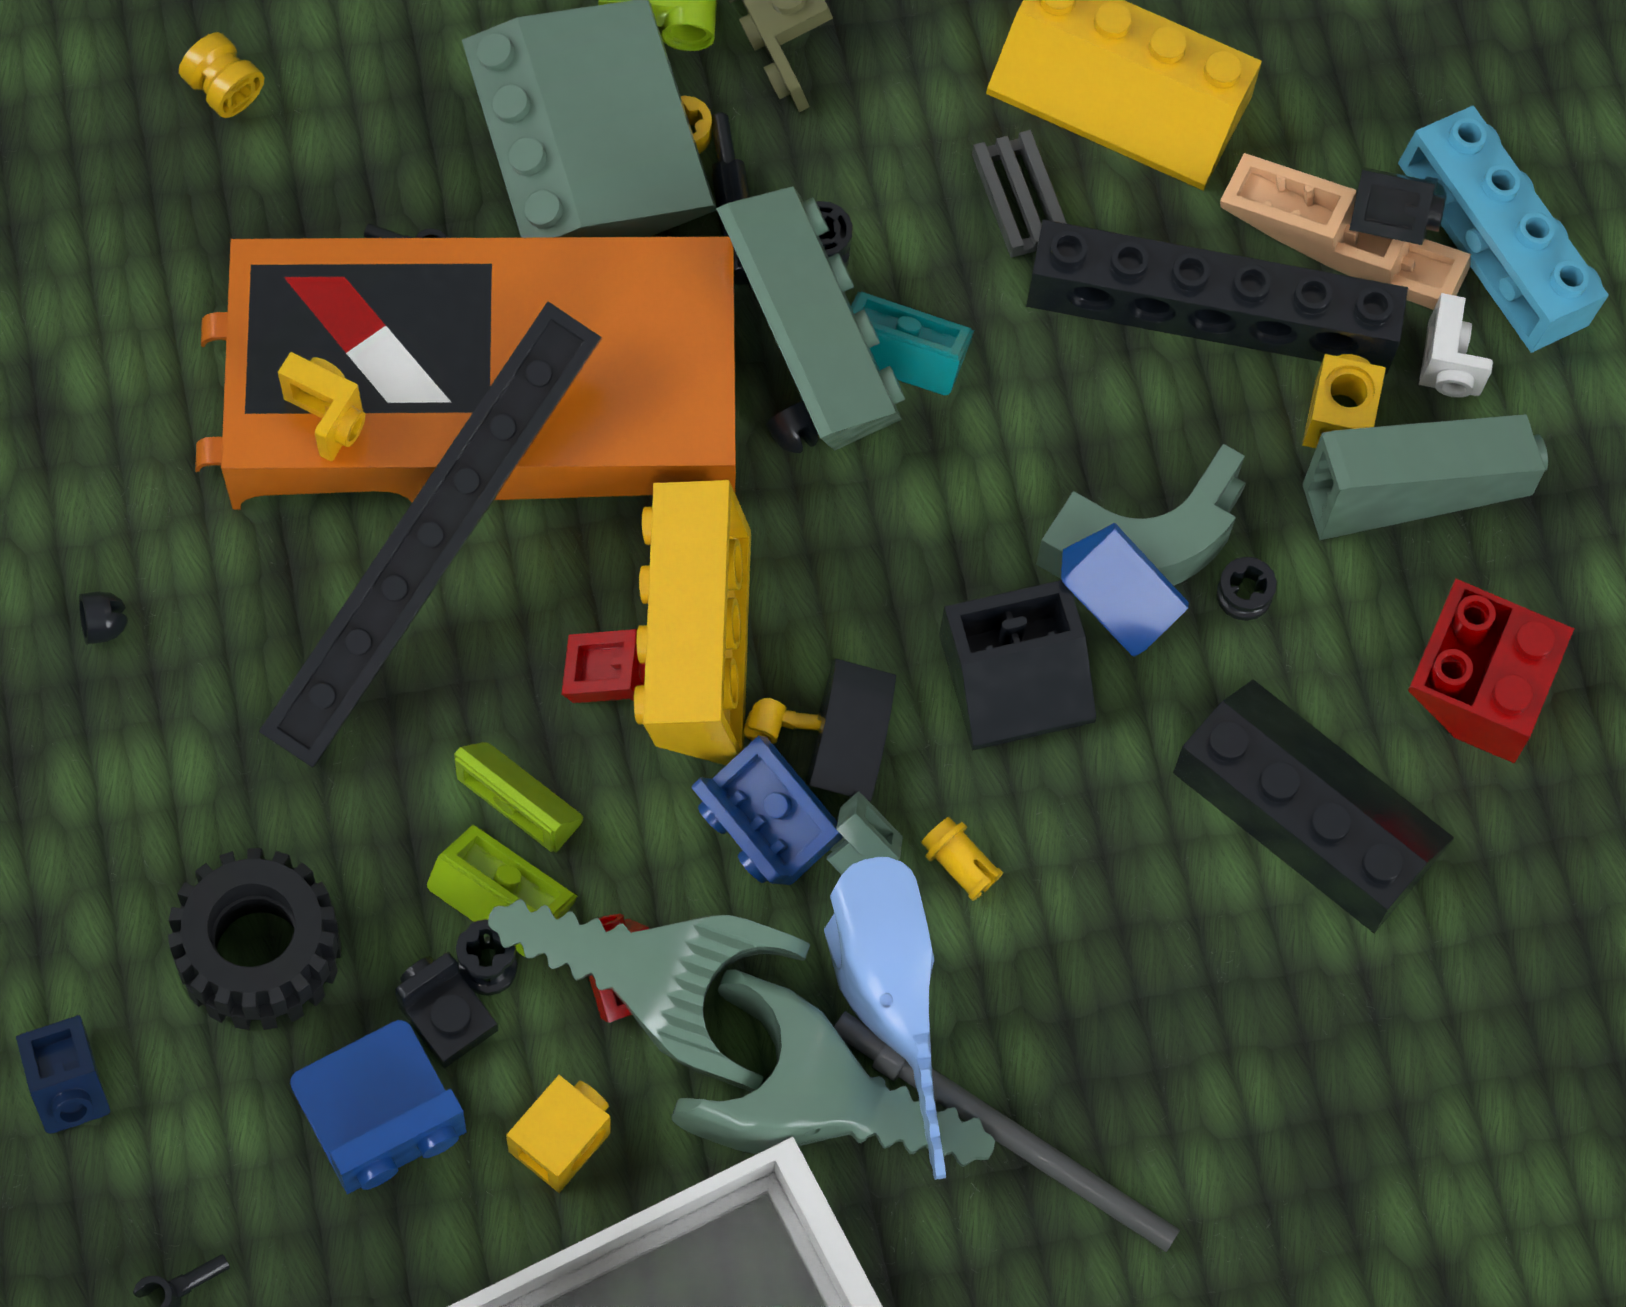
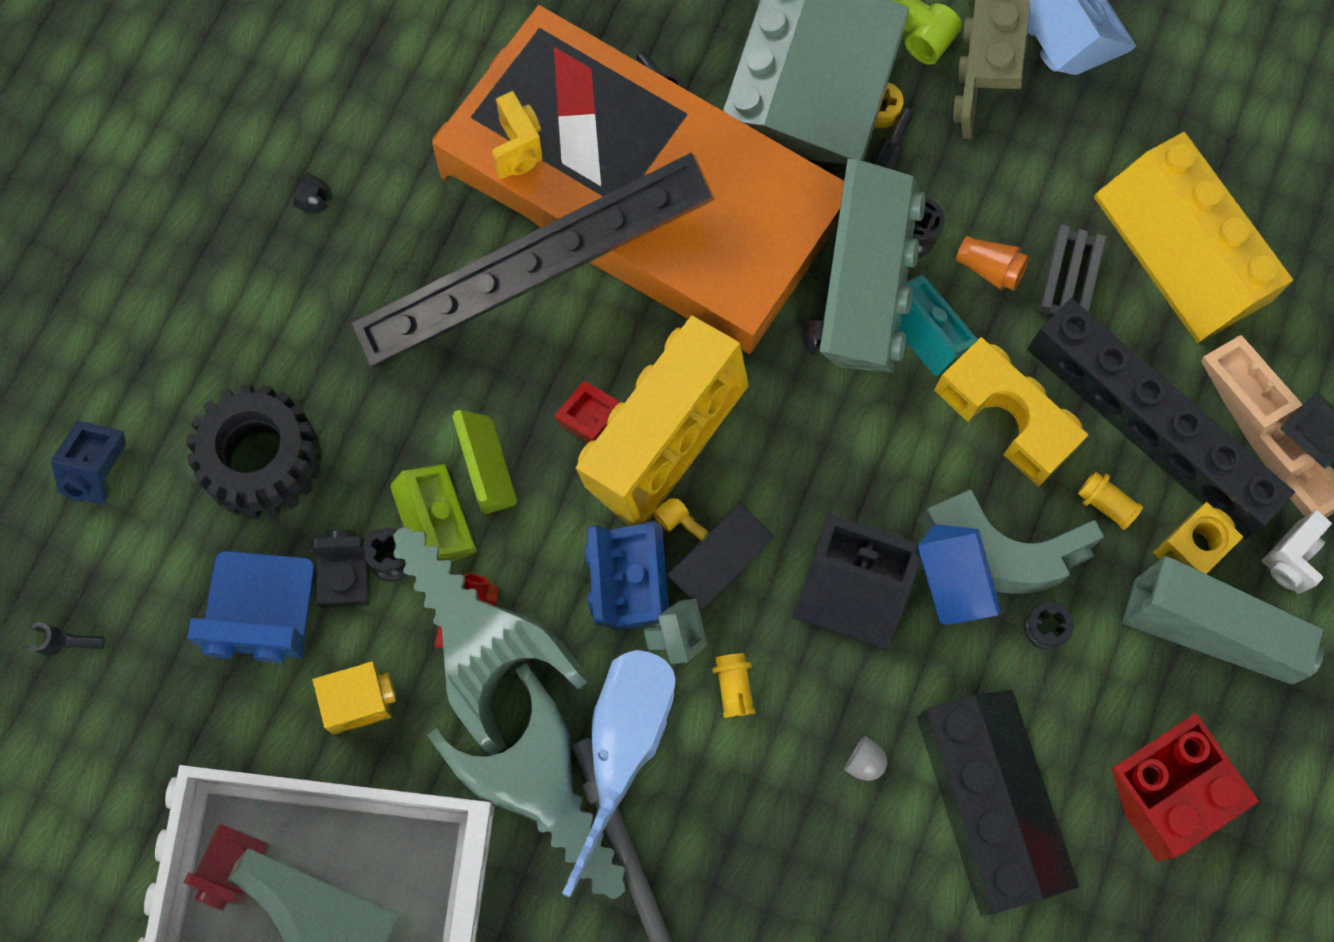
camera: 35 degrees right, 5 degrees up
(928, 230) = (995, 262): none -> orange cone
(1106, 382) = (988, 379): none -> yellow arch
(1153, 847) = (867, 760): none -> light grey hinge
(1222, 415) = (1109, 500): none -> yellow pin

